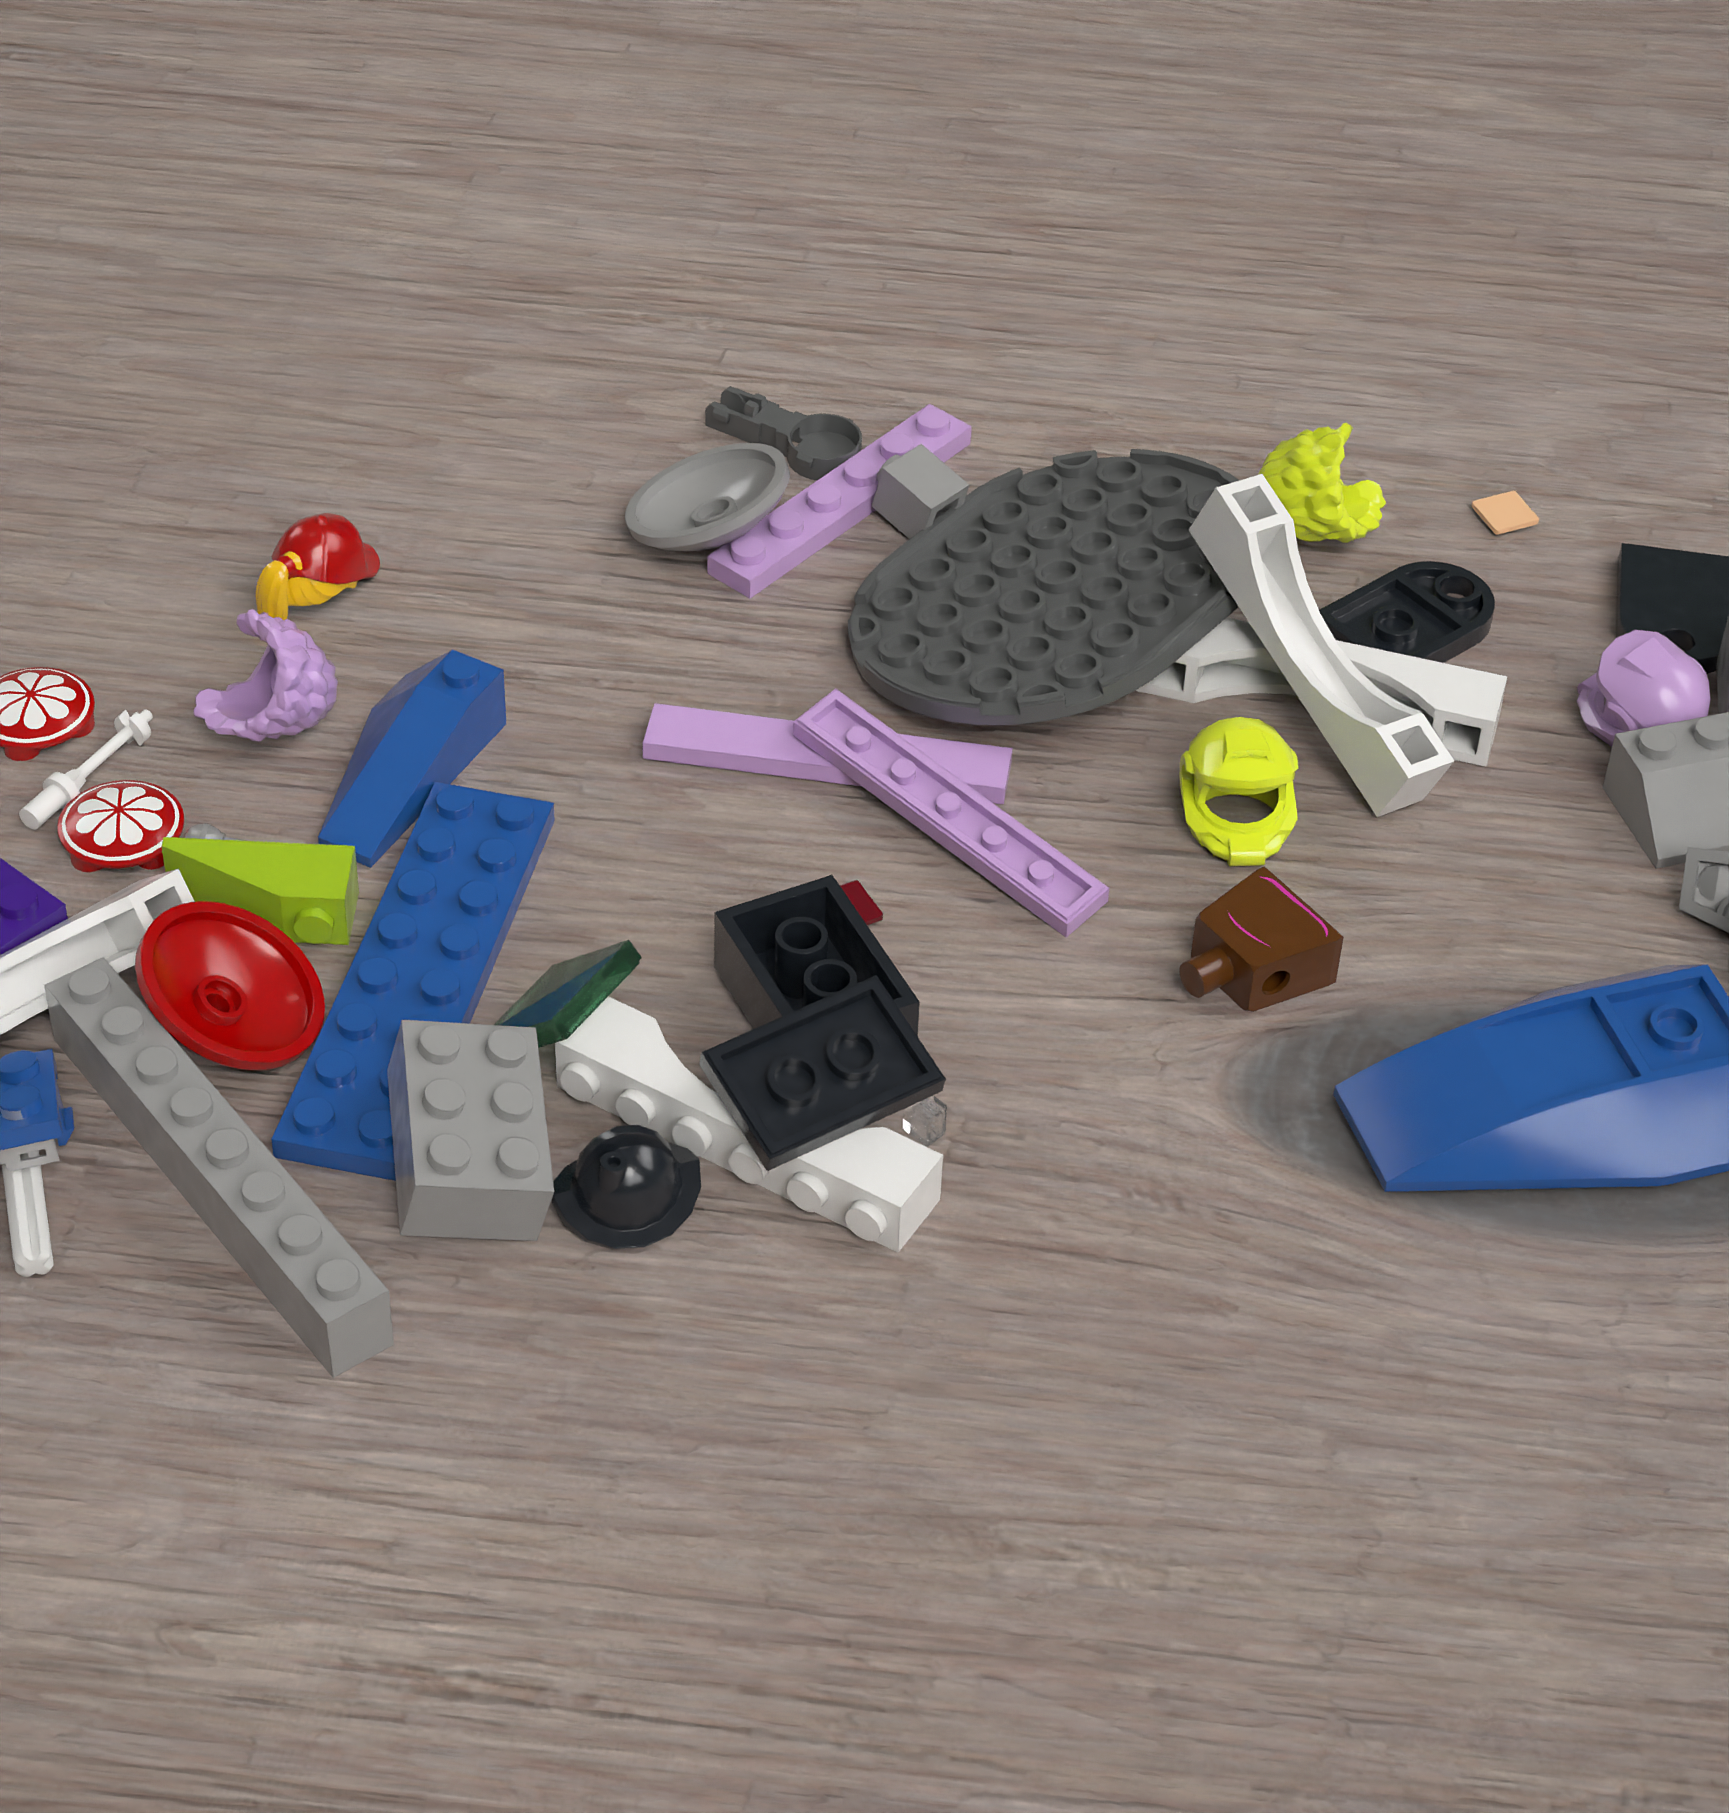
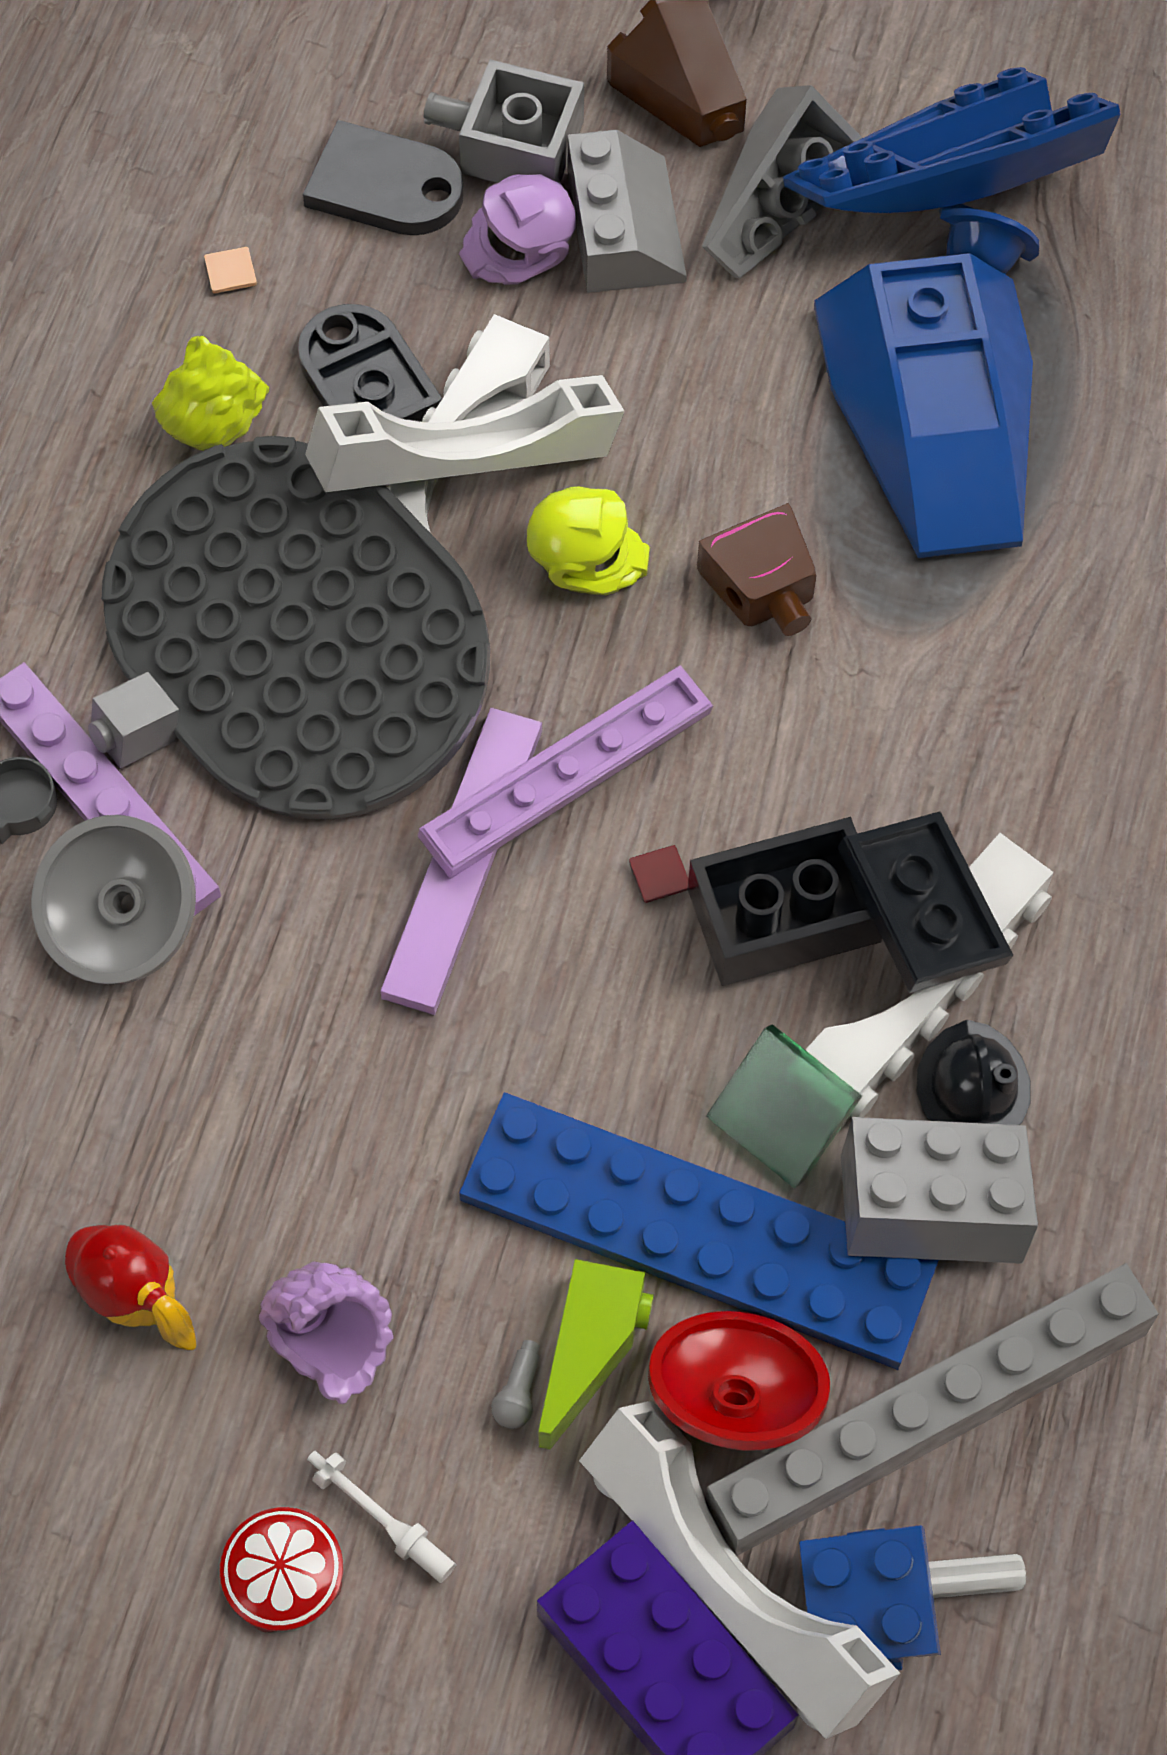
camera: 80 degrees left, 20 degrees up
(119, 825) = (467, 1485): dish -> none
(414, 737) = (396, 1207): blue wedge -> none

